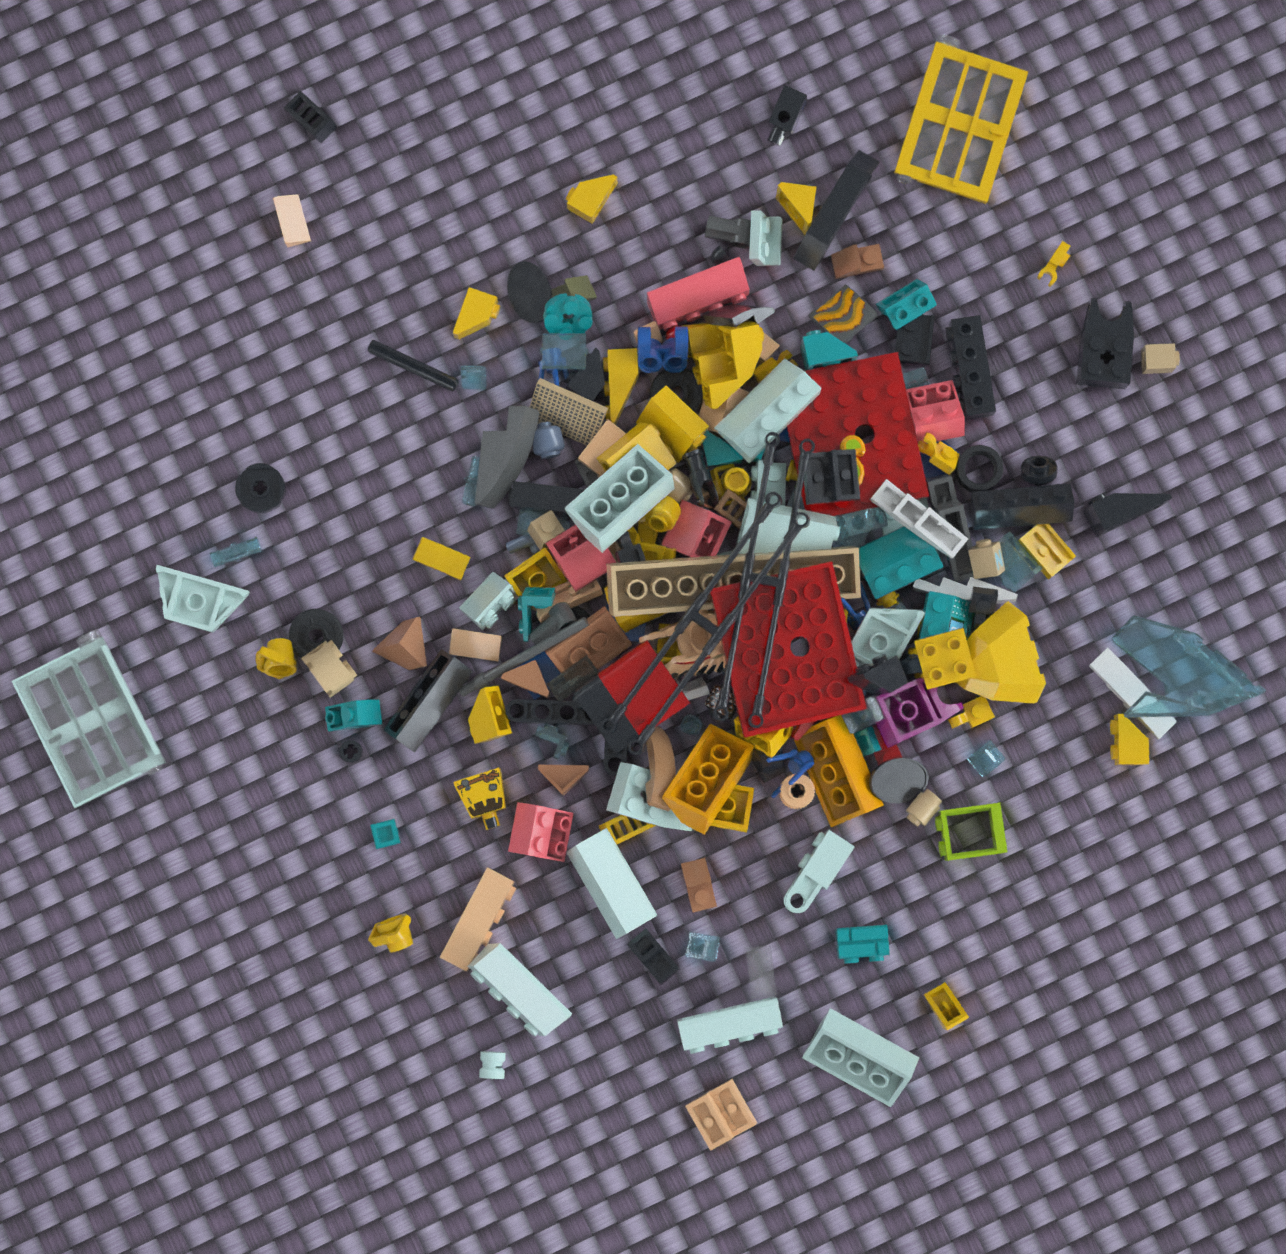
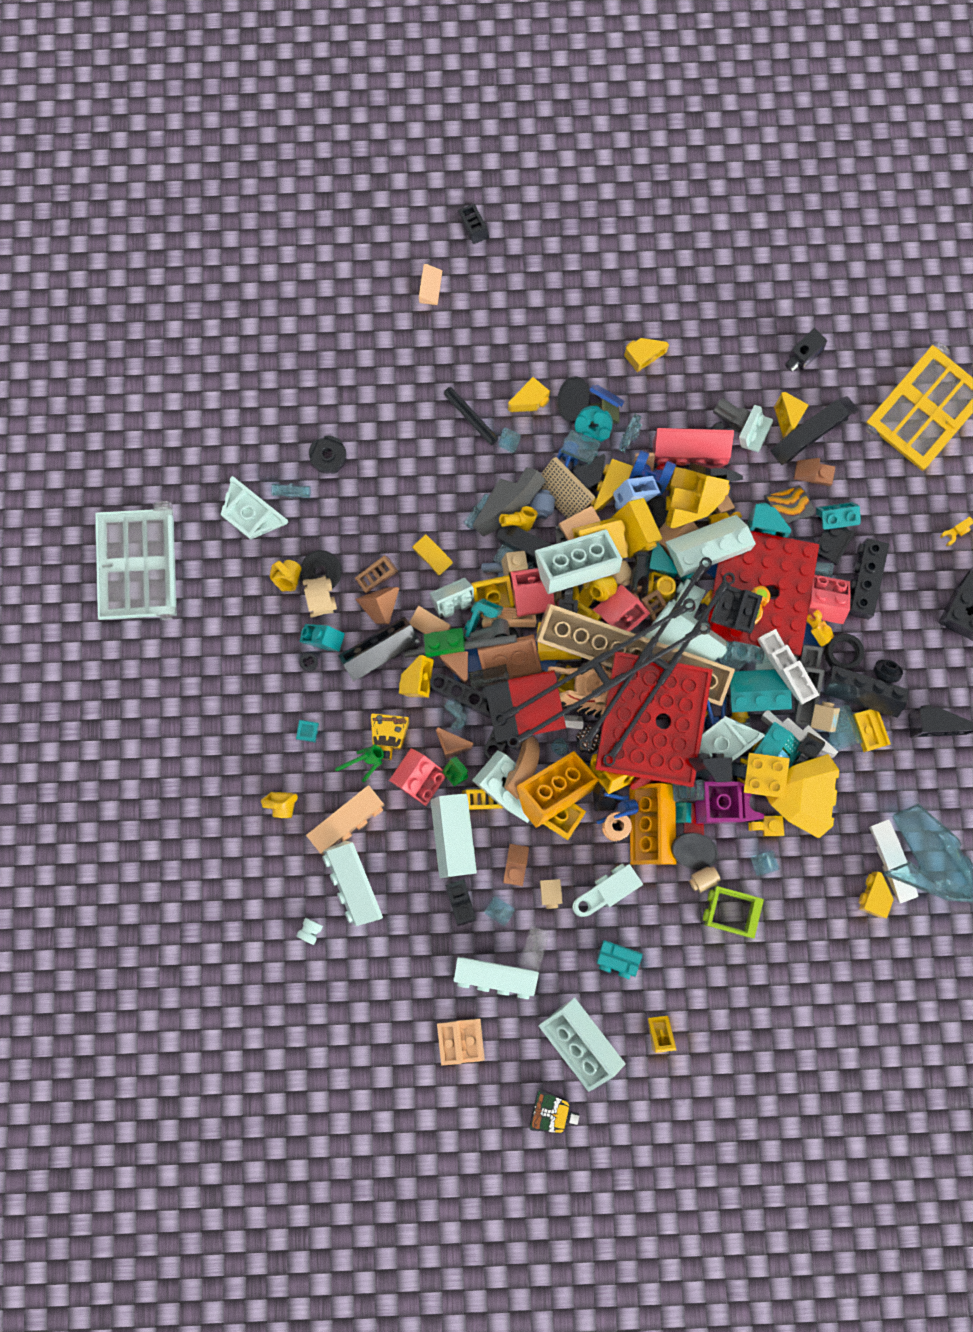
camera: 20 degrees right, 5 degrees down
(393, 590) = (380, 579): none -> medium nougat slope
(476, 831) = (371, 755): none -> green plant
(503, 660) = (444, 642): none -> green bracket
(532, 471) = (522, 519): none -> yellow pin
(568, 272) = (606, 395): none -> blue piece
(582, 808) = (455, 771): none -> green bracket
(617, 307) = (631, 432): none -> clear light blue plate
(645, 383) = (630, 490): none -> light blue torso
(753, 901) = (551, 893): none -> tan brick
(858, 1149) = (551, 1113): none -> torso

